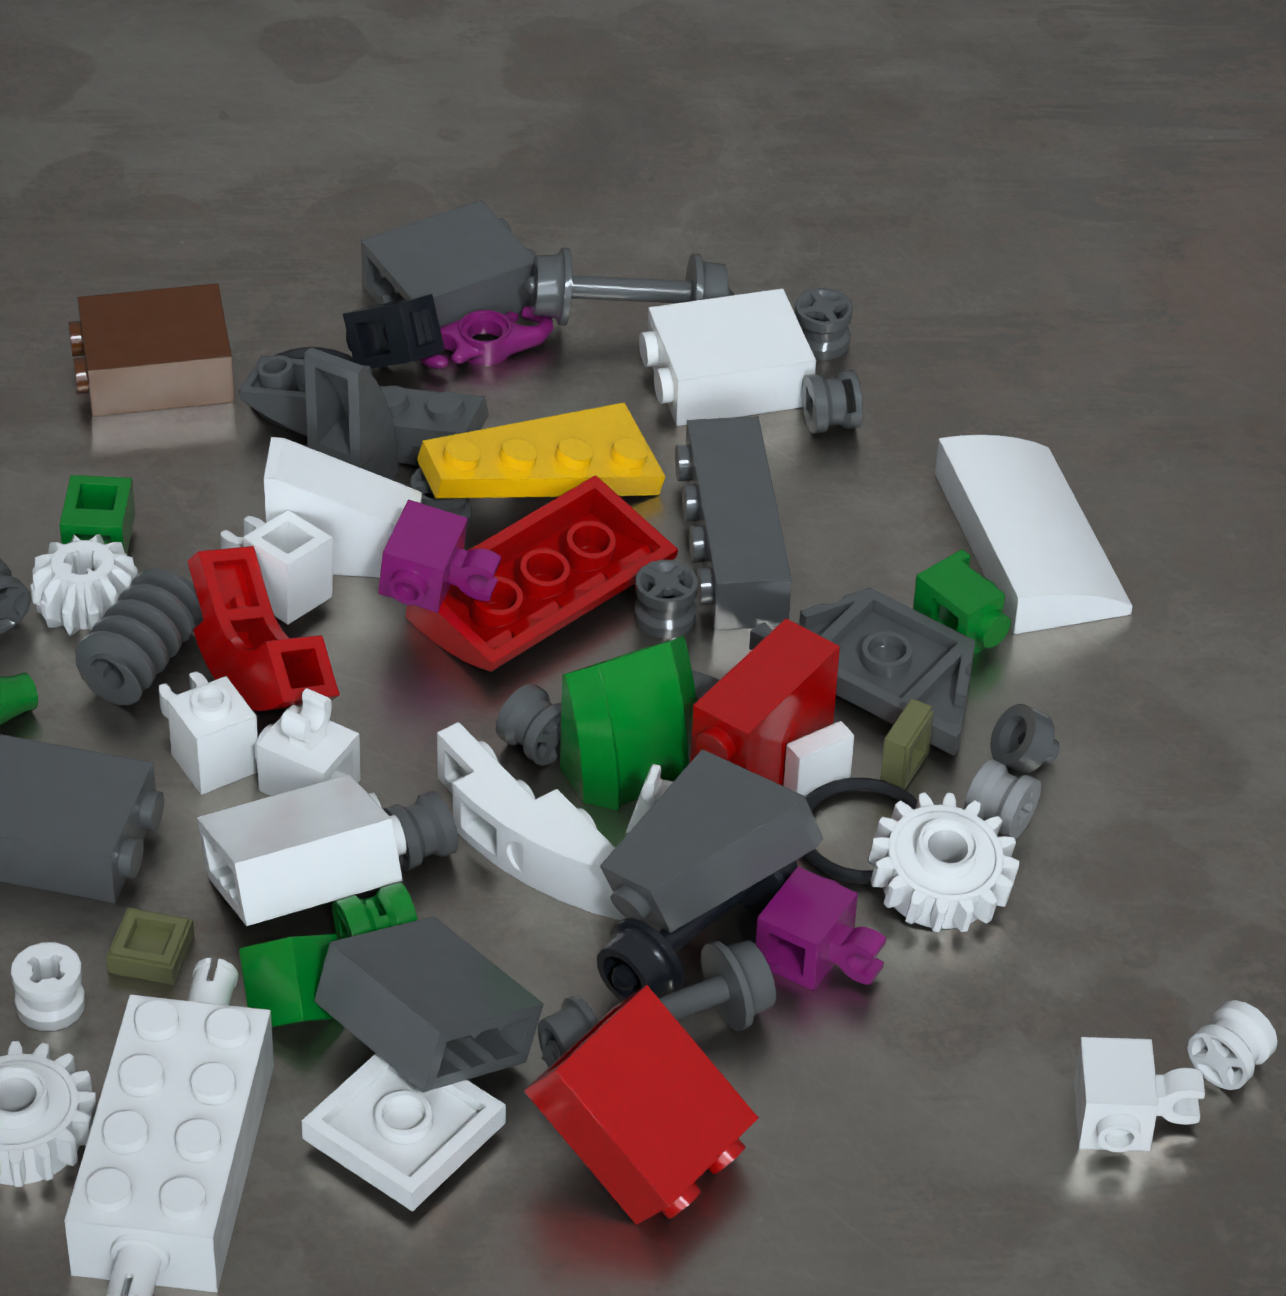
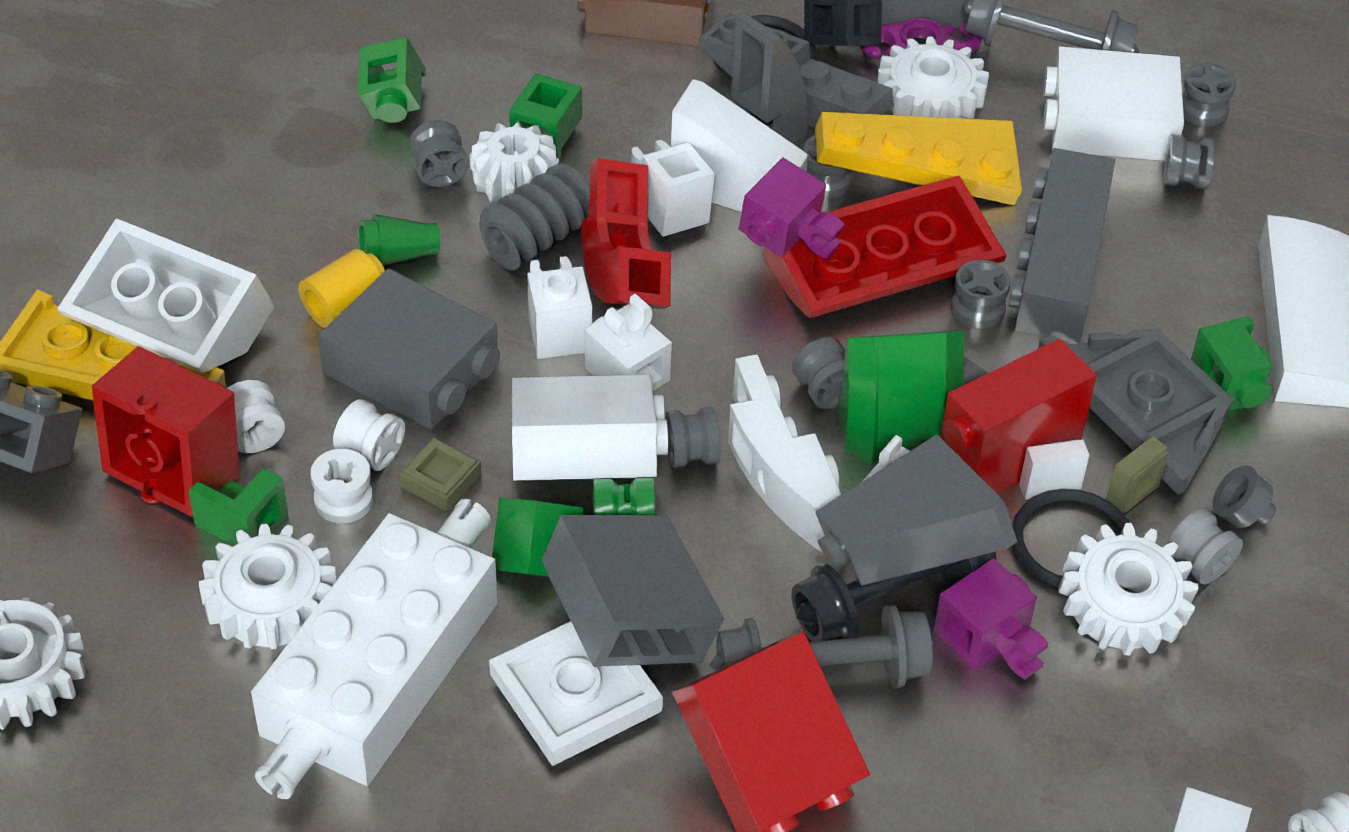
camera: 20 degrees right, 5 degrees up
(55, 919) = (369, 433): none -> white wheel
(521, 377) = (934, 80): none -> white gear

